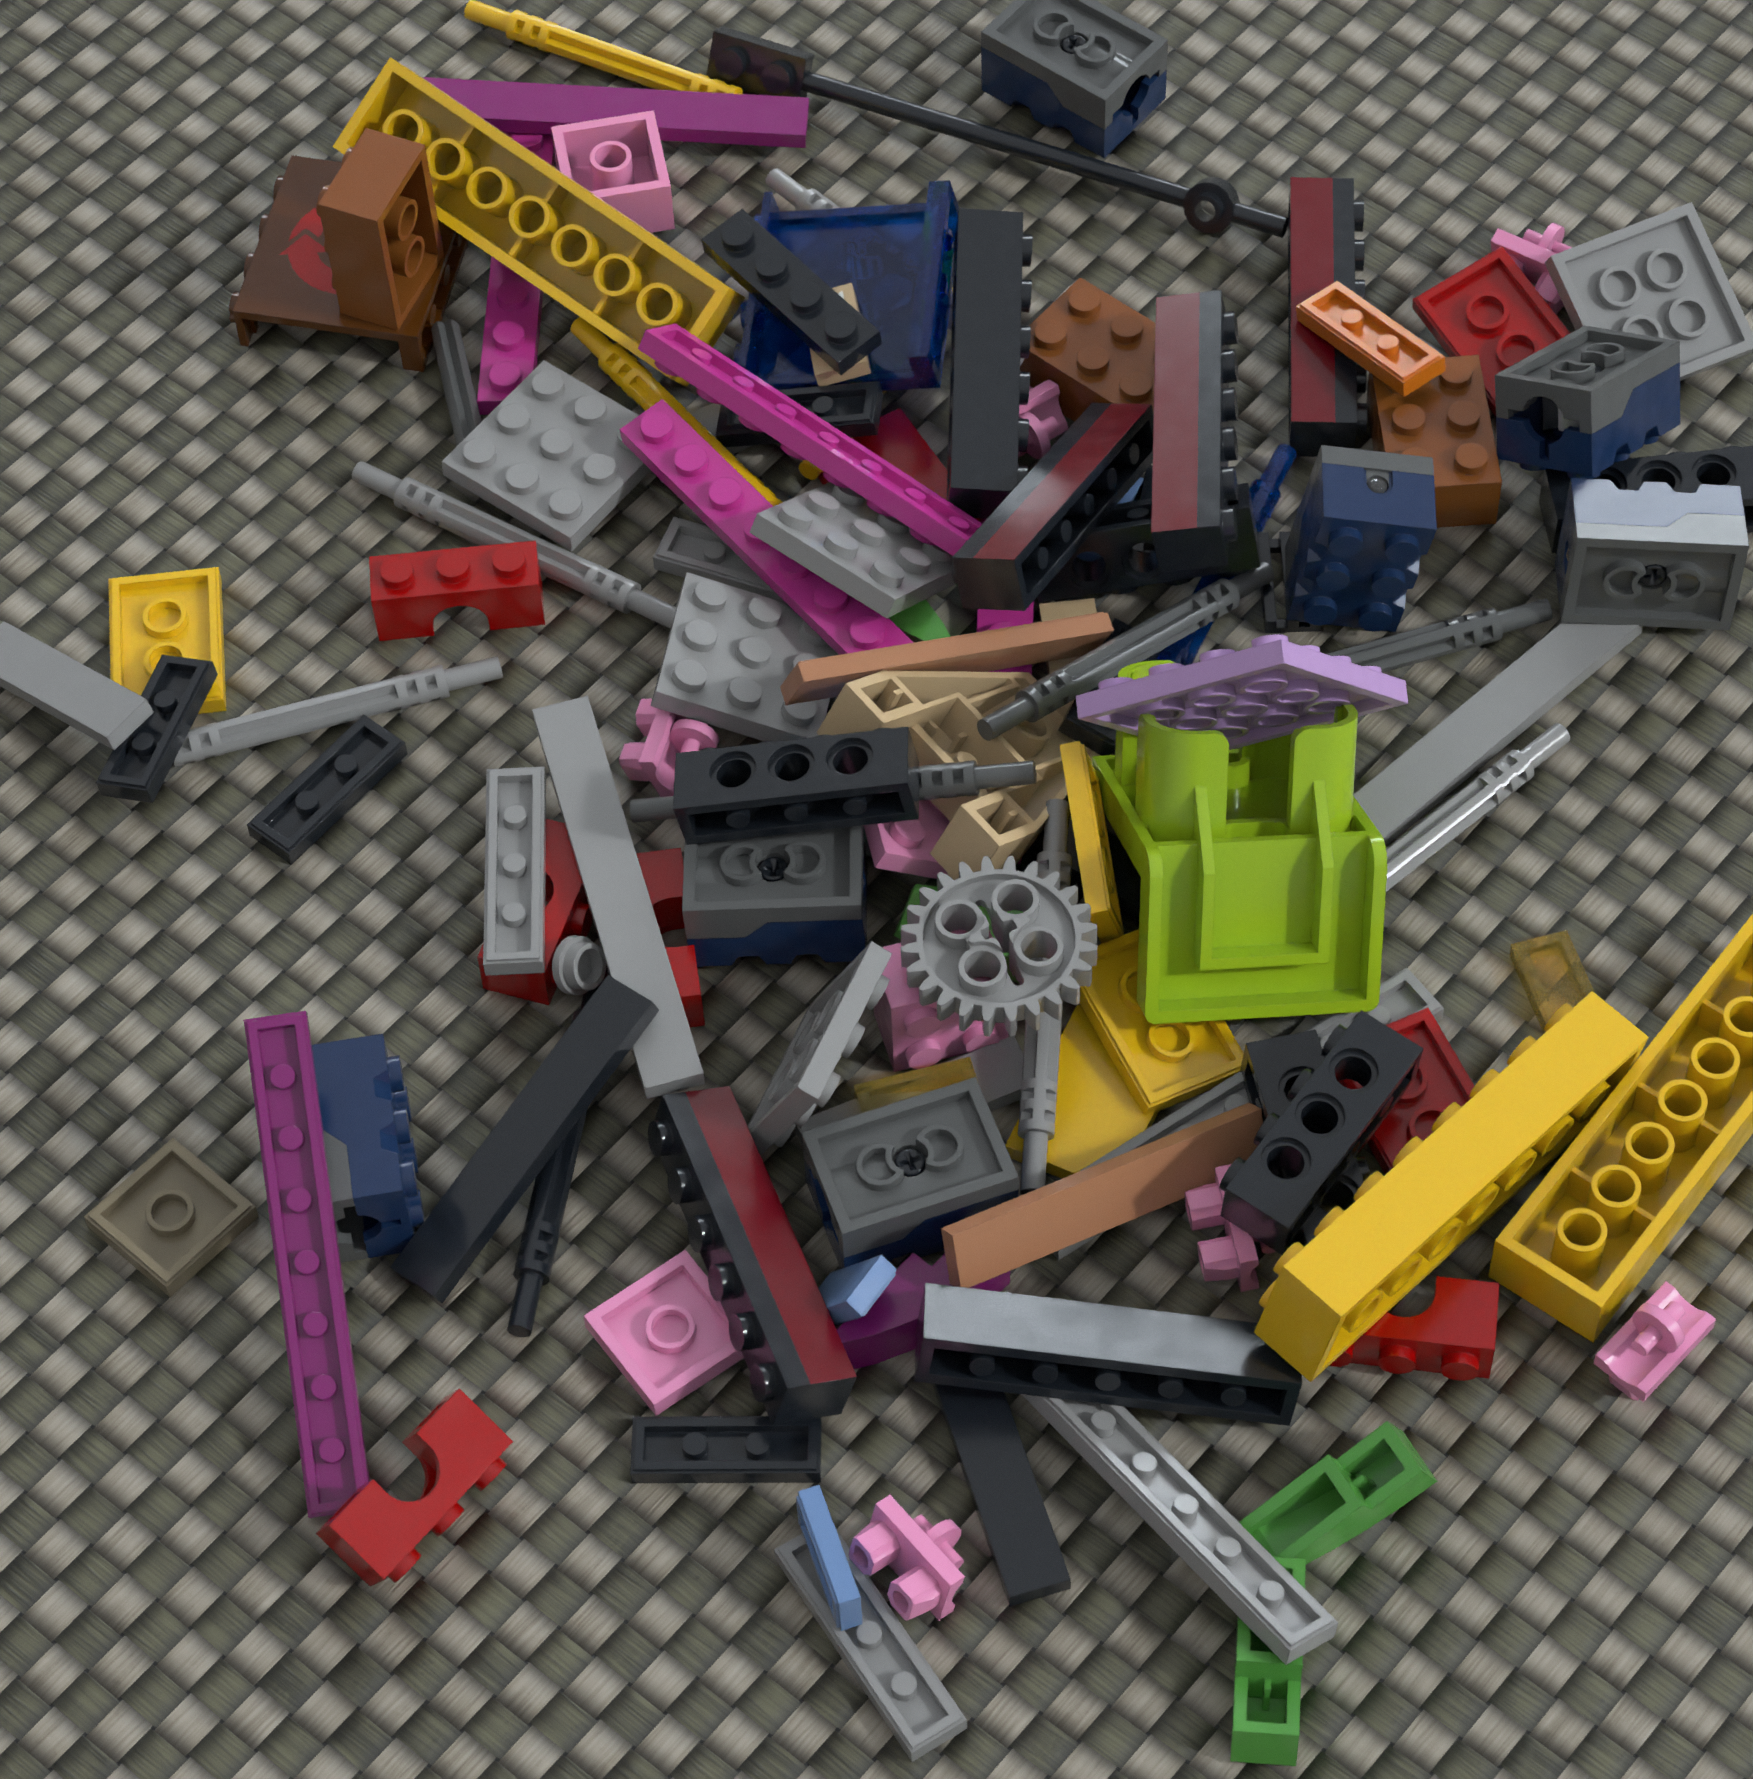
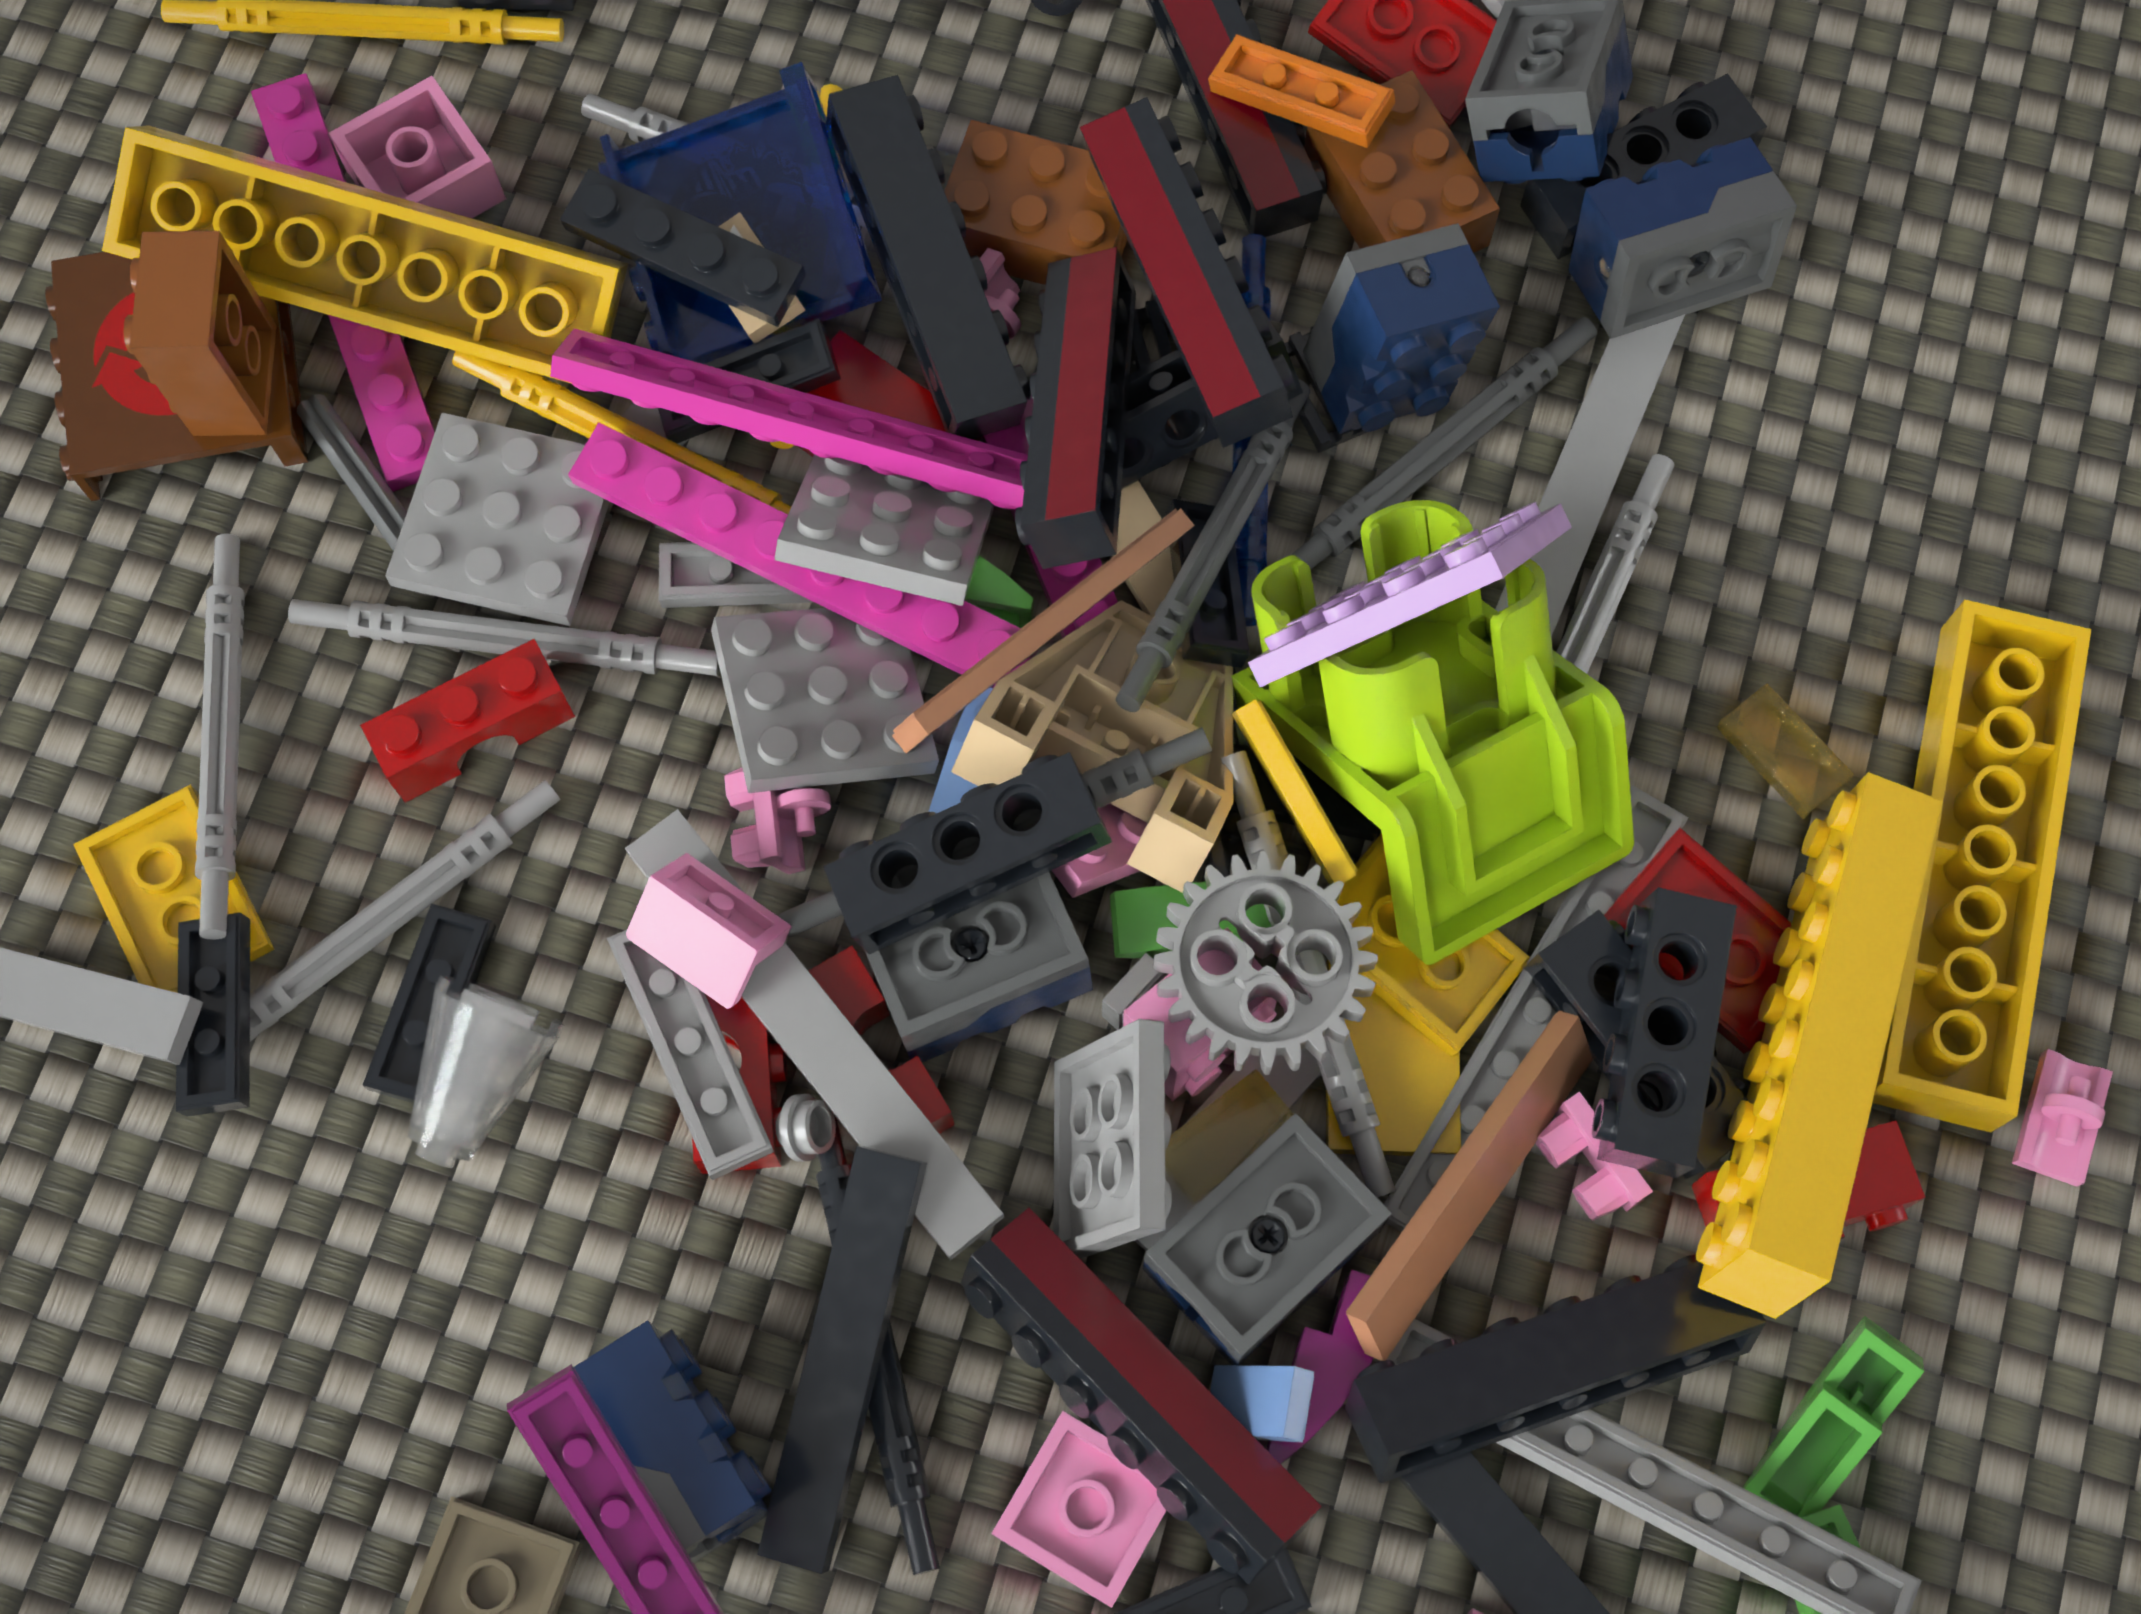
camera: 25 degrees left, 15 degrees up
(258, 537) = (220, 737): none -> light grey axle
(339, 833) = (473, 1068): none -> clear cone
(564, 781) = (705, 928): none -> bright pink panel
(678, 114) = (328, 99): magenta tile -> none

